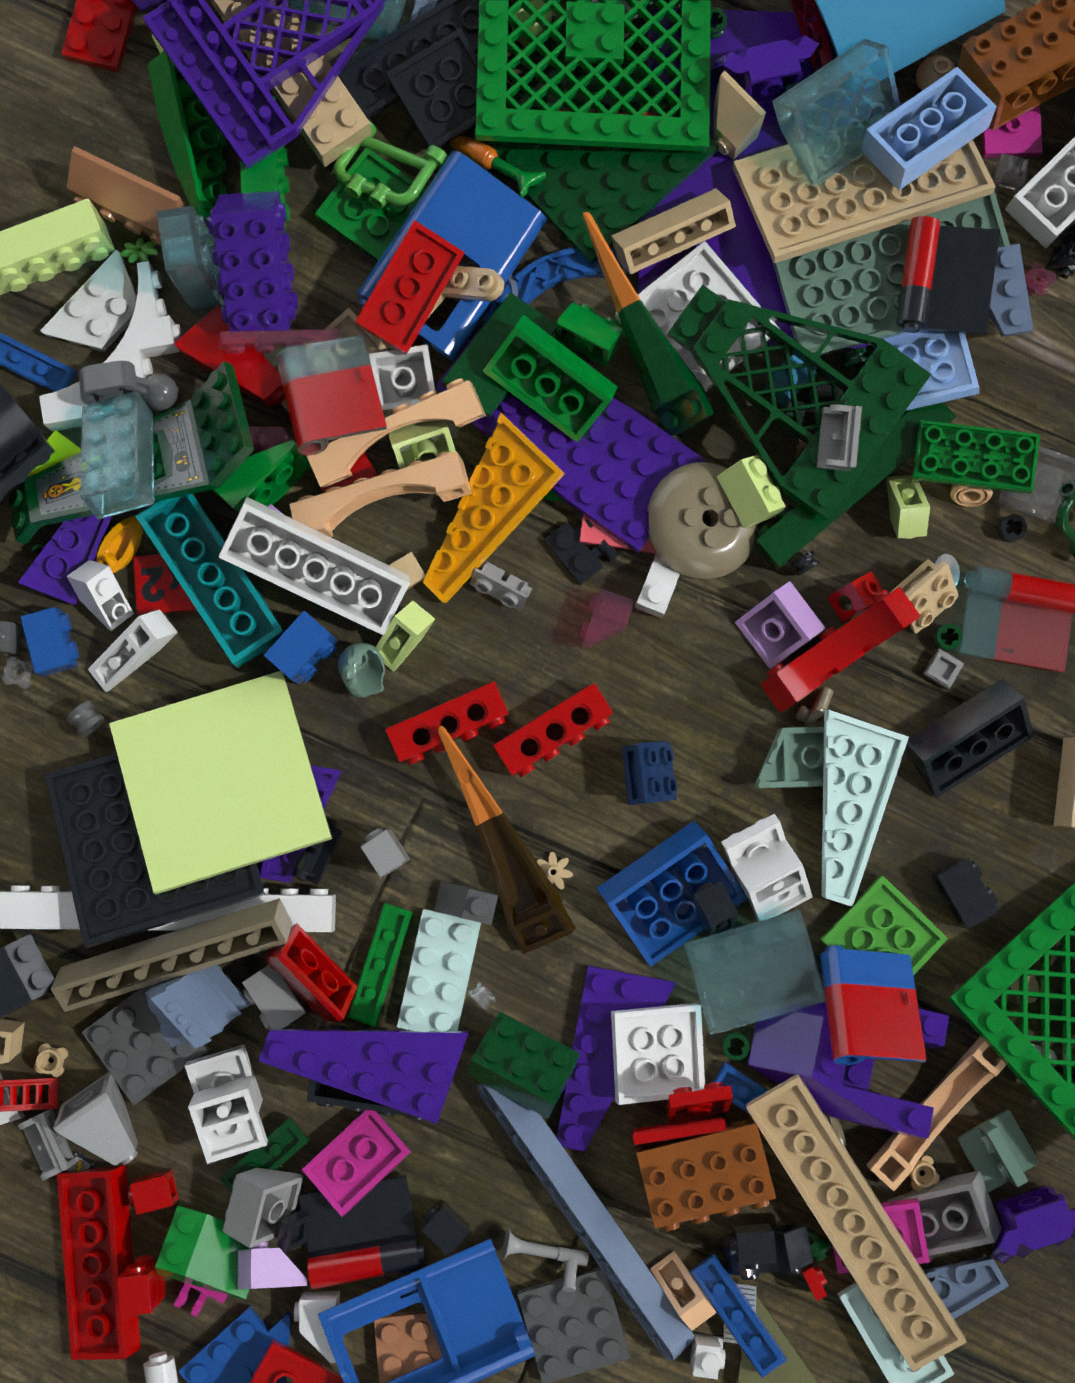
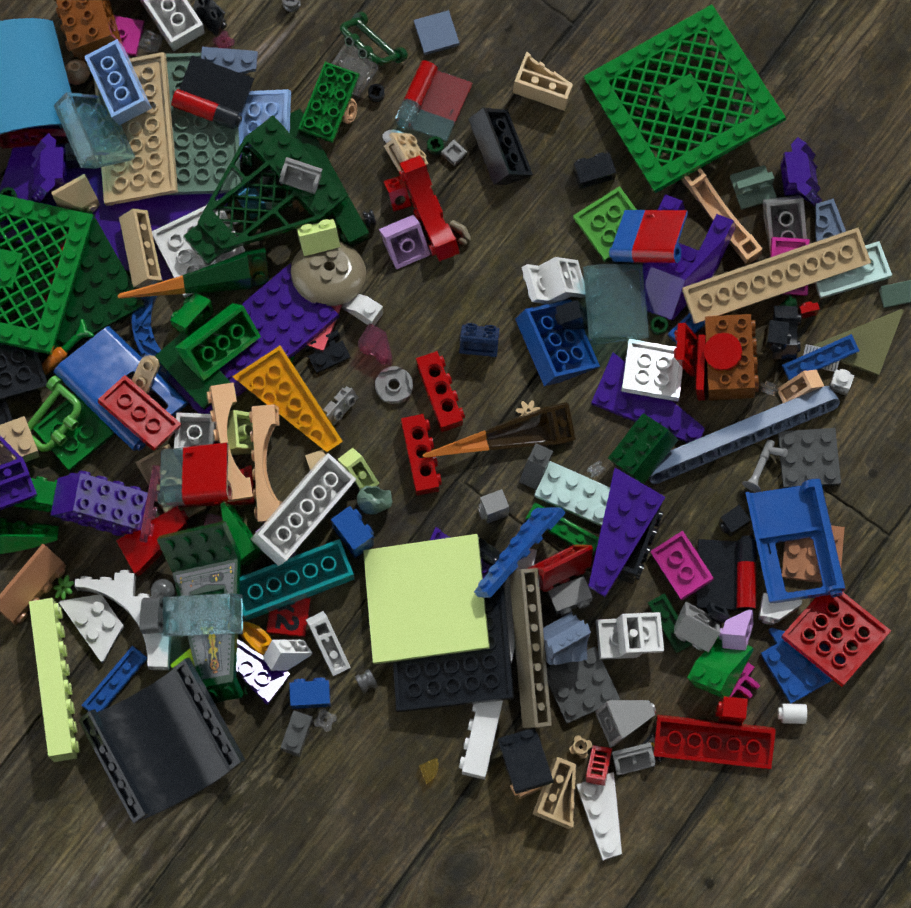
camera: 75 degrees left, 10 degrees down
(153, 1192) = (676, 696): red brick -> none
(189, 256) = (86, 542): clear light blue brick -> none
(362, 924) = (519, 546): none -> blue wing
(554, 642) = (398, 395): none -> light grey tile
(670, 1242) = (769, 388): none -> clear plate
(701, 1166) = (723, 351): none -> red tile
(794, 759) = (492, 242): sand green wing -> none
(856, 787) = (514, 217): light aqua wing -> none
(907, 507) = (348, 149): yellowish green slope -> none
(930, 1176) = (758, 229): tan plate -> none

